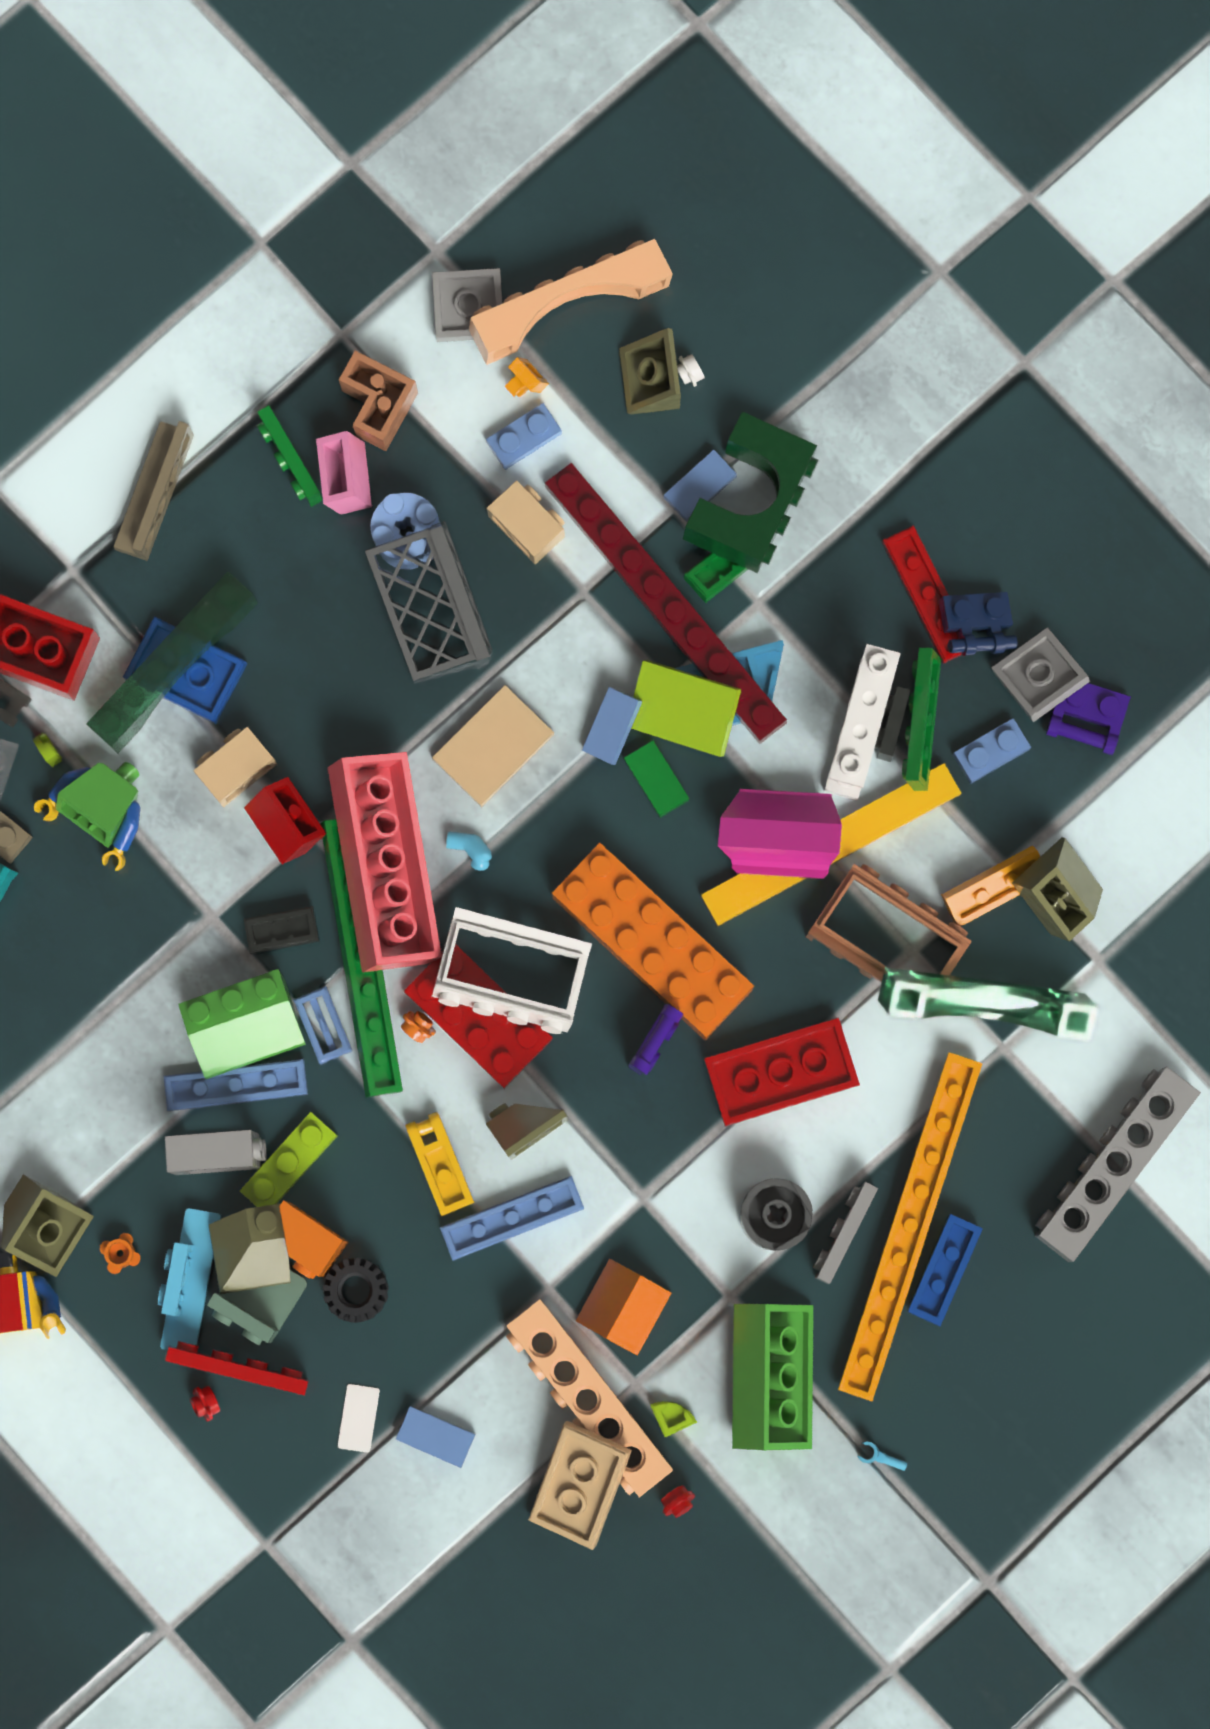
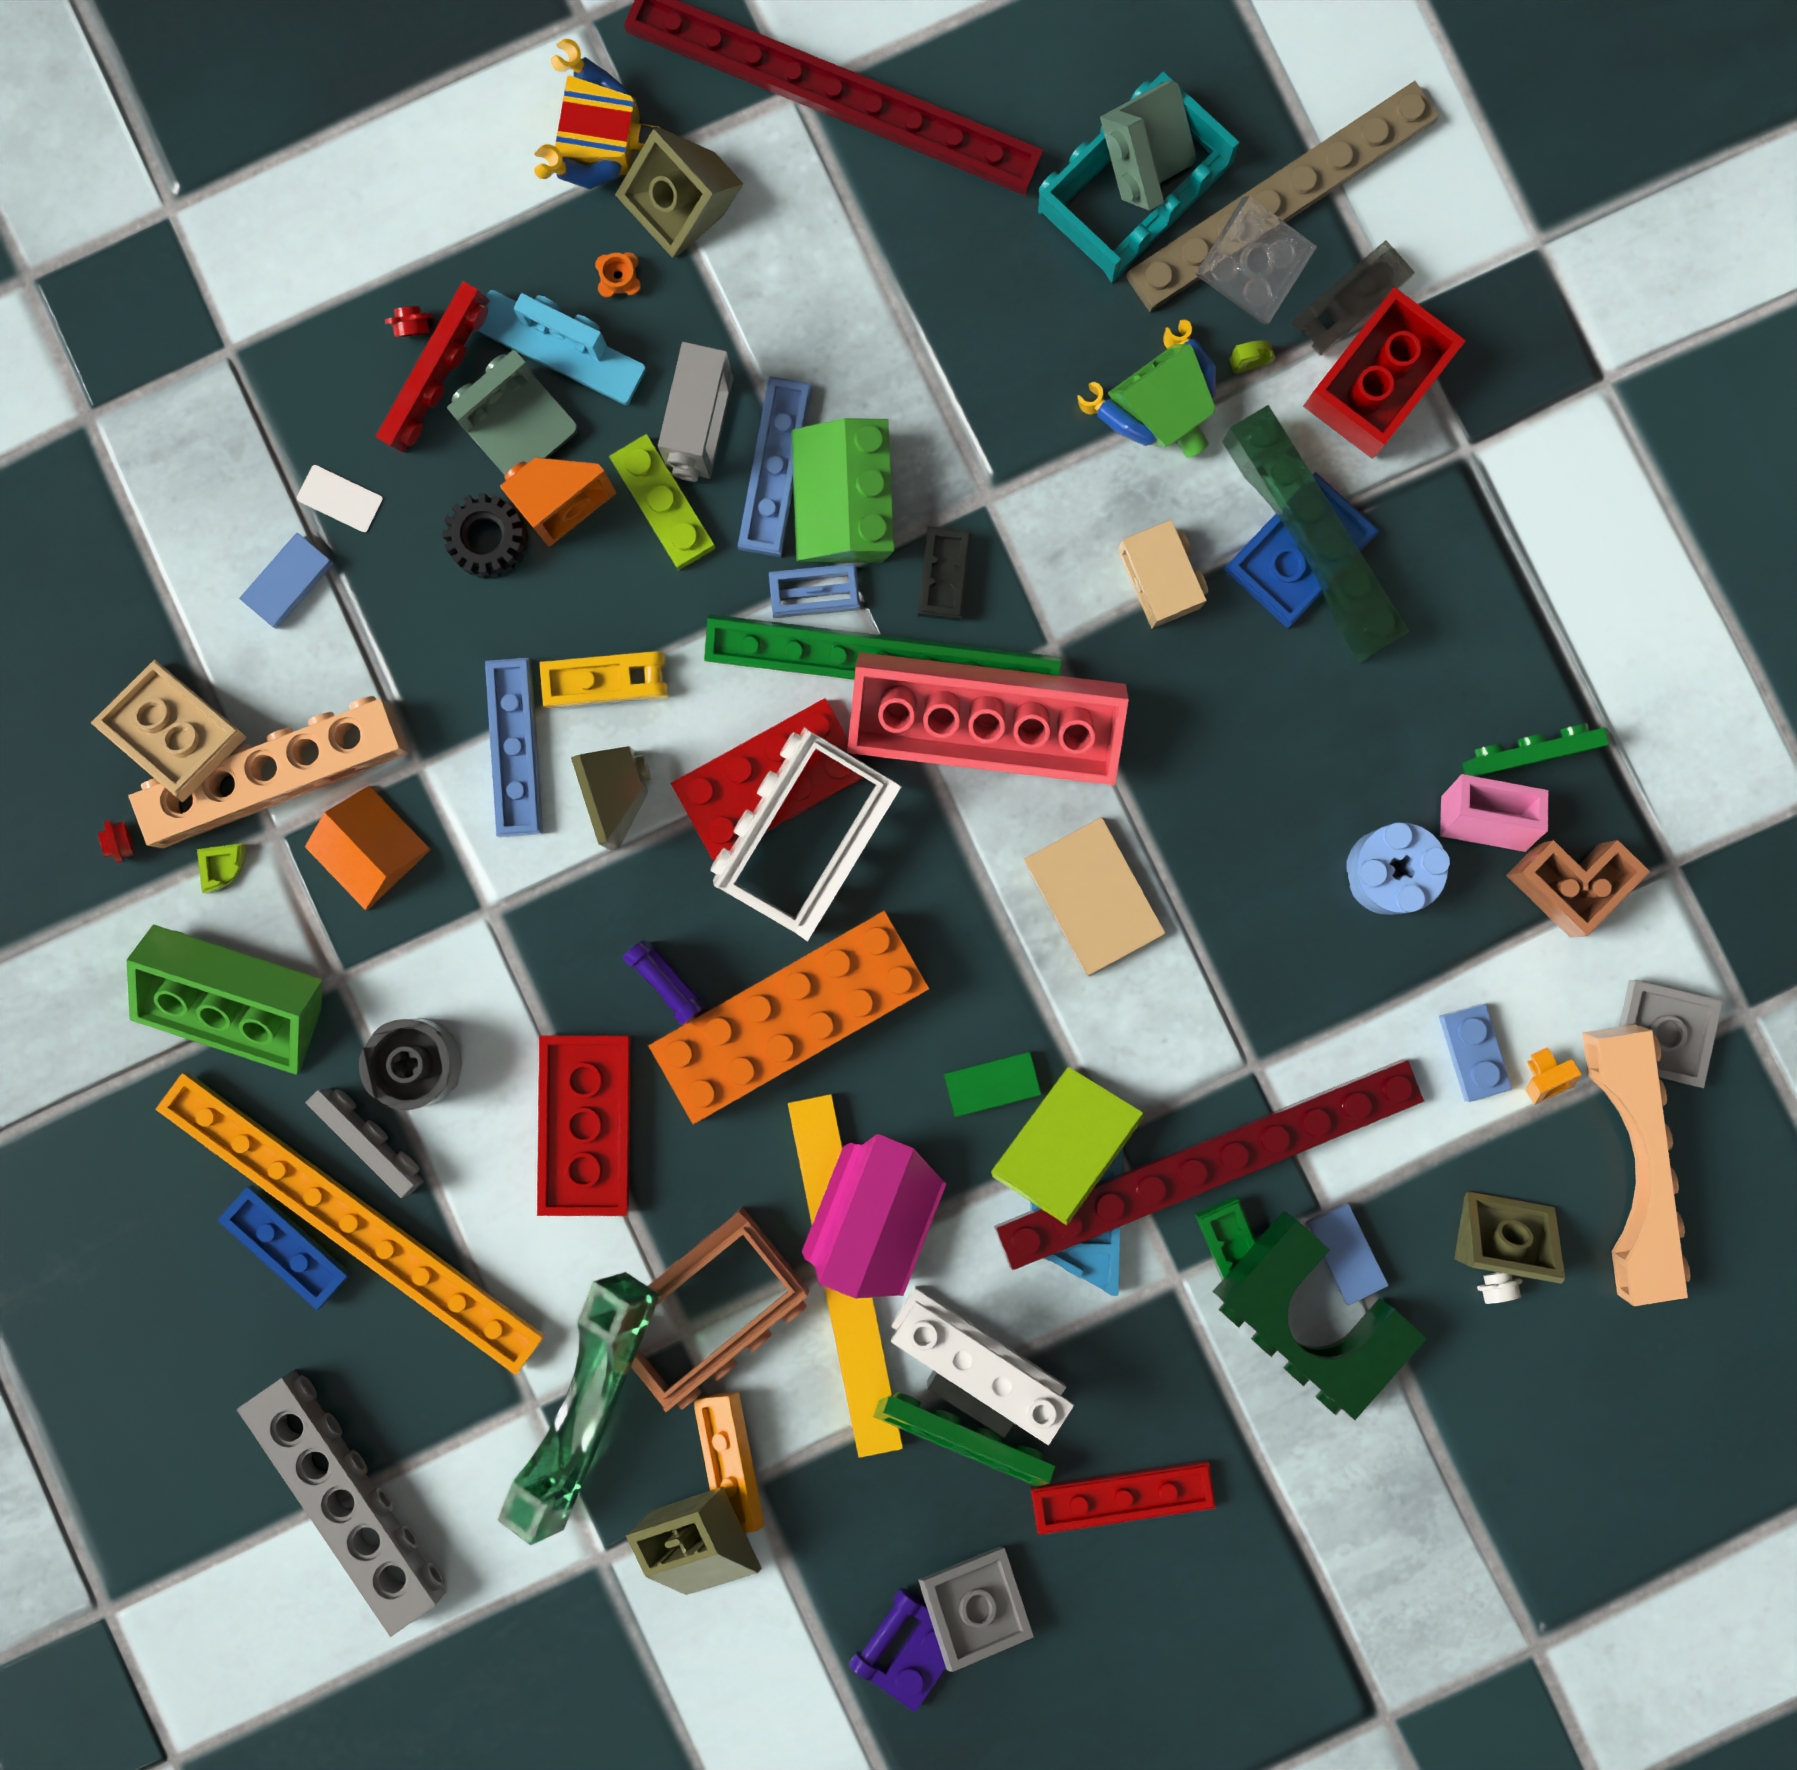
camera: 105 degrees right, 5 degrees up
(154, 490) = (1540, 577): dark tan fence -> none
(250, 1249) = (567, 420): olive slope -> none
(284, 820) = (1076, 613): red brick -> none
(417, 1026) = (776, 701): orange plate -> none
(457, 590) = (1304, 908): dark grey fence -> none
(473, 846) = (975, 835): medium azure arm -> none
(527, 521) = (1365, 1022): tan brick -> none
(612, 726) = (1073, 1049): medium blue tile -> none
(883, 1458) = (93, 1097): medium azure hand -> none
(977, 613) = (1079, 1551): dark blue plate -> none
(991, 751) = (900, 1512): medium blue plate -> none

